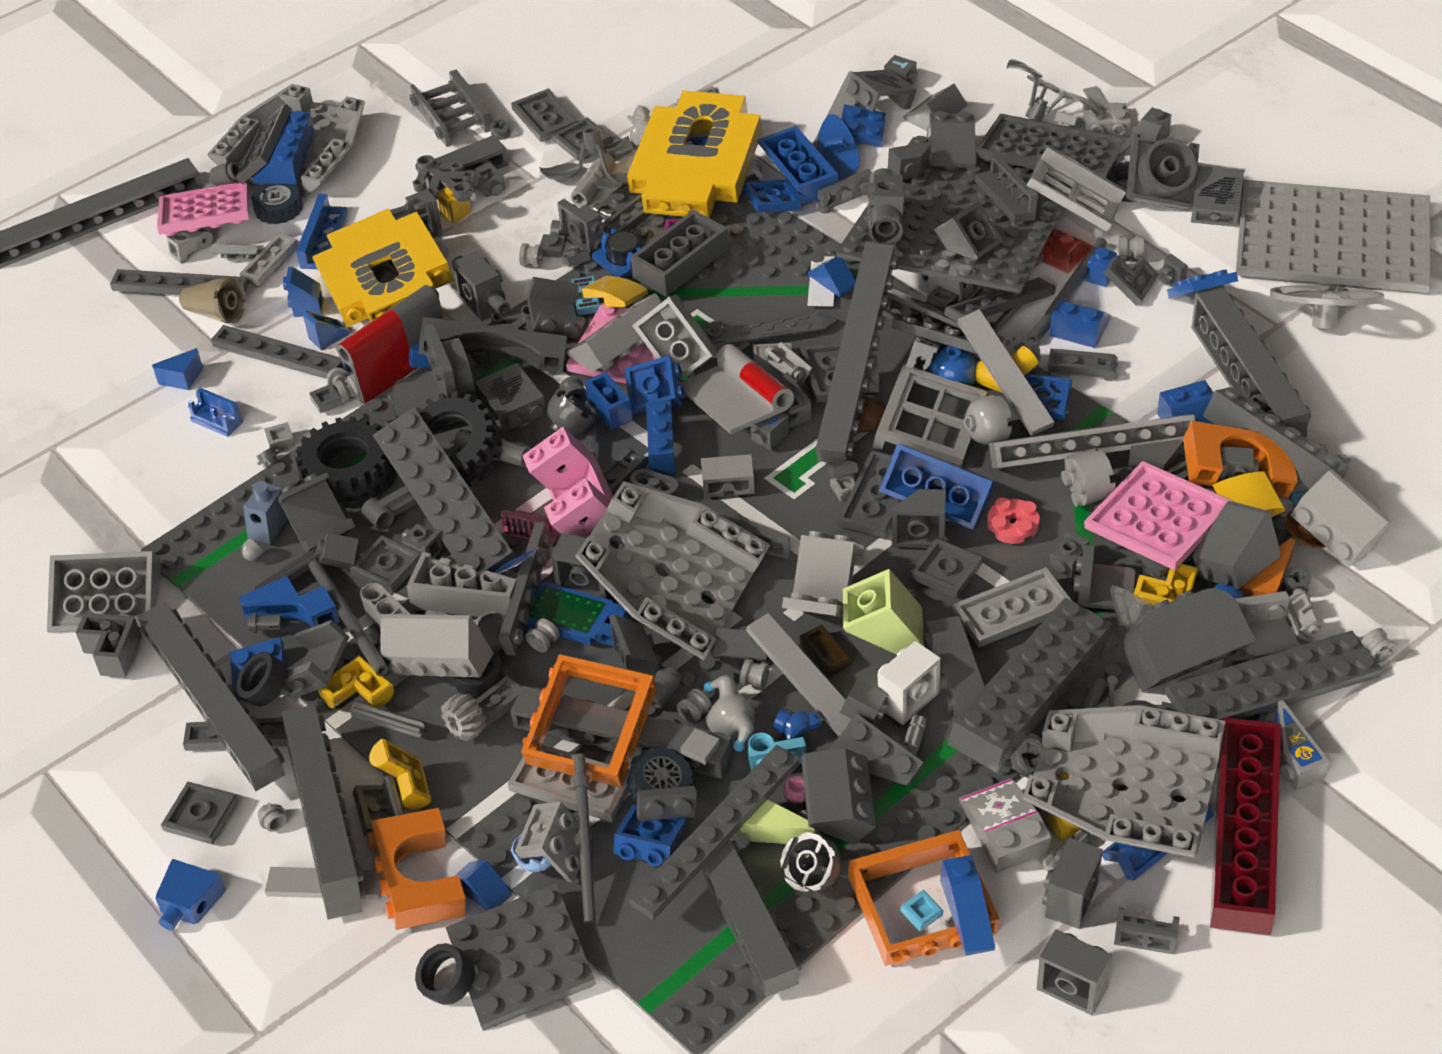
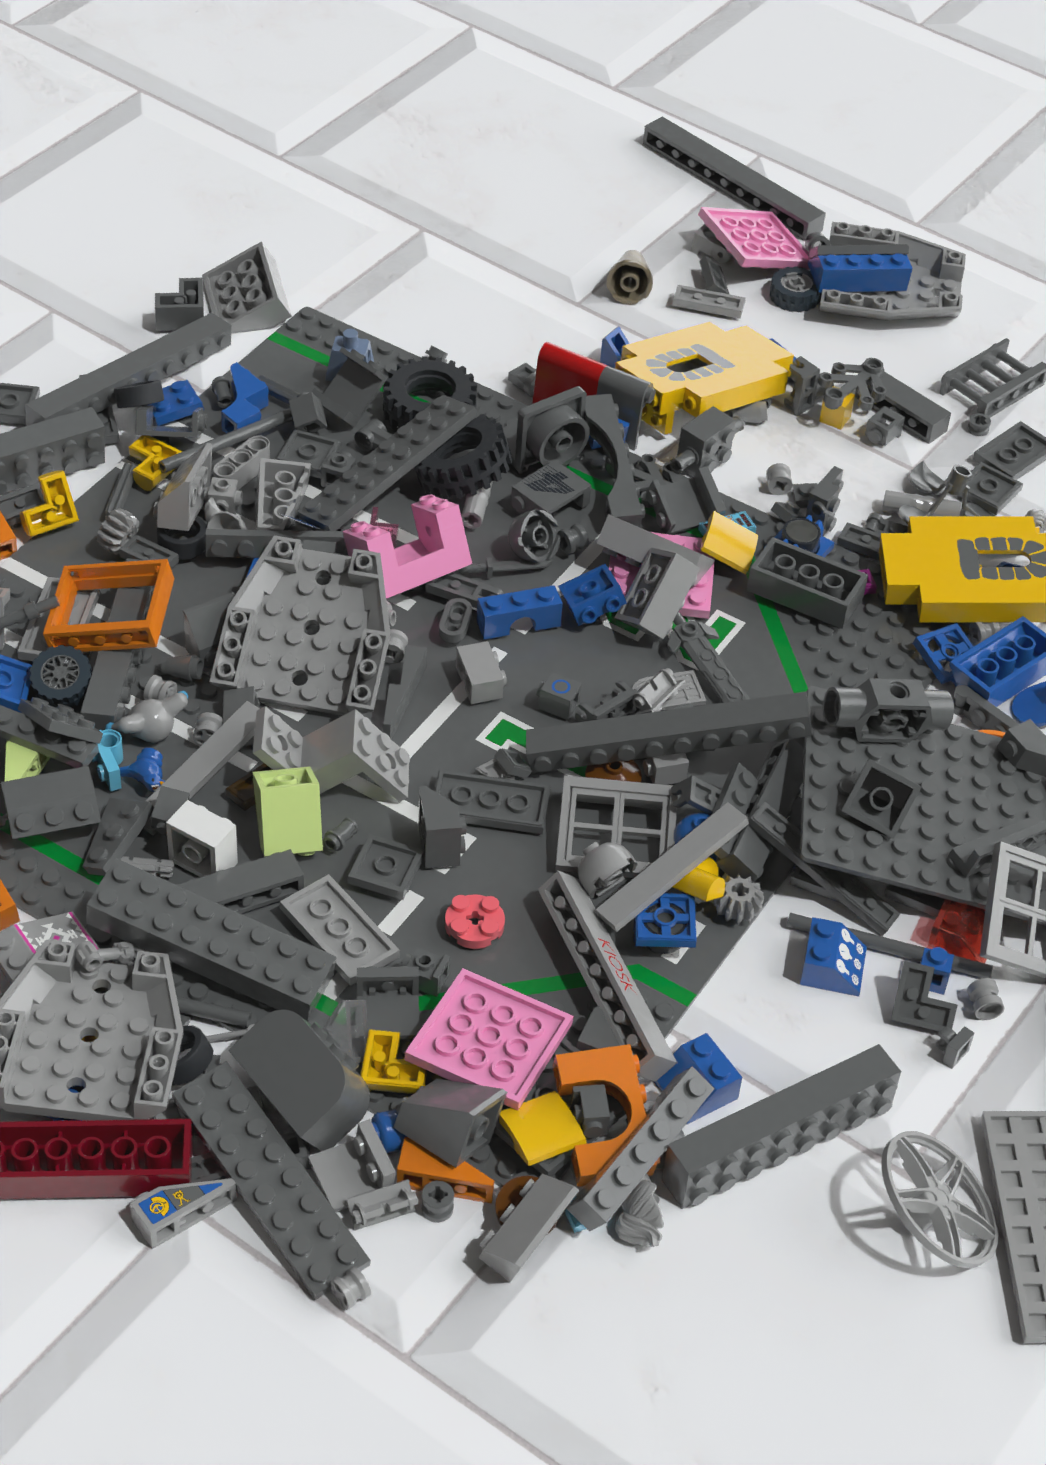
camera: 70 degrees right, 0 degrees up
(161, 282) = (654, 251): dark grey plate -> none
(179, 370) = (536, 278): blue slope -> none
(215, 412) = (485, 313): blue hinge -> none
(250, 550) = (309, 366): light grey hinge -> none
(275, 351) = (583, 320): dark grey plate -> none
(279, 436) = (466, 357): light grey plate -> none
(303, 293) = (656, 318): blue slope -> none
(313, 233) = (764, 321): blue fence -> none
(542, 635) = (234, 571): light grey wheel -> none
(608, 400) = (559, 561): blue brick -> none
(666, 803) = (23, 676): dark grey plate -> none
(700, 746) = (93, 691): light grey tile -> none
(737, 391) = (599, 656): light grey door -> none
(737, 772) = (60, 719): none -> dark grey plate
(965, 491) = (501, 841): blue slope -> none
(1036, 766) = (93, 958): none -> light grey bar
(1083, 363) = (758, 967): dark grey plate -> none
(1088, 477) = (539, 969): light grey brick -> none
(1202, 282) = (918, 1064): blue plate -> none

